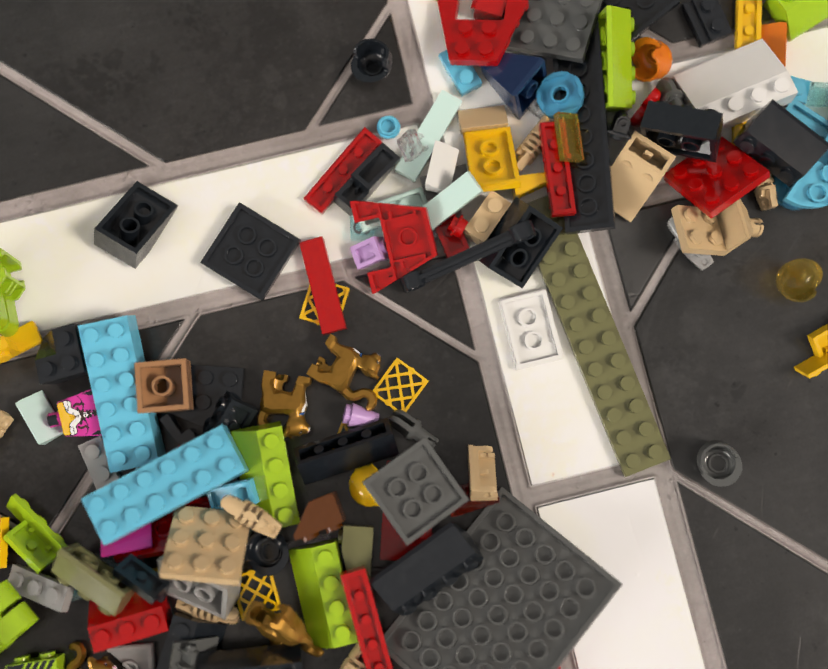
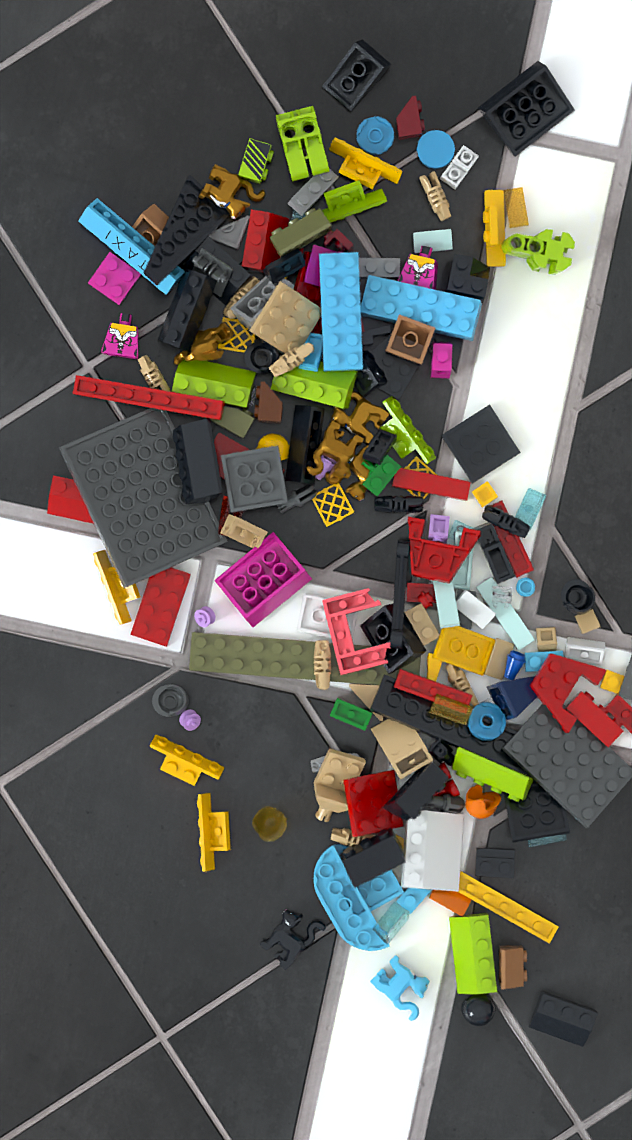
camera: 115 degrees right, 5 degrees up
(83, 530) = (342, 243): none -> dark red bracket
(134, 224) = (540, 370): black slope -> none
(173, 341) = (441, 359): none -> dark pink torso
(281, 343) = (407, 436): none -> lime bracket
(298, 163) = (530, 506): none -> clear light blue slope
(306, 220) = (484, 494): none -> yellow plate
(307, 362) = (379, 446): none -> black plate
(325, 180) = (504, 520): none -> black hinge
(335, 410) = (337, 450): none -> pearl gold animal
(339, 347) = (379, 474): none -> green plate
(363, 310) = (400, 504): none -> black hinge
(396, 41) = (587, 622): none -> tan slope
(426, 31) = (585, 650): none -> white slope
(434, 78) = (546, 639): none -> tan slope
(479, 98) = (514, 663): none -> blue cone
(526, 424) = (263, 579): none -> dark pink slope
(568, 281) = (336, 611): none -> coral wedge
(590, 307) = (322, 664): none -> tan hinge
(594, 244) = (366, 694): none -> tan tile
(601, 470) = (204, 616): none -> lavender wheel
(614, 527) = (160, 606): none -> red plate
(627, 249) = (351, 714): none -> green panel
(633, 583) = (116, 592): none -> yellow bracket
(727, 429) = (190, 720): none -> lavender wheel
(776, 412) = (183, 762): none -> yellow bracket

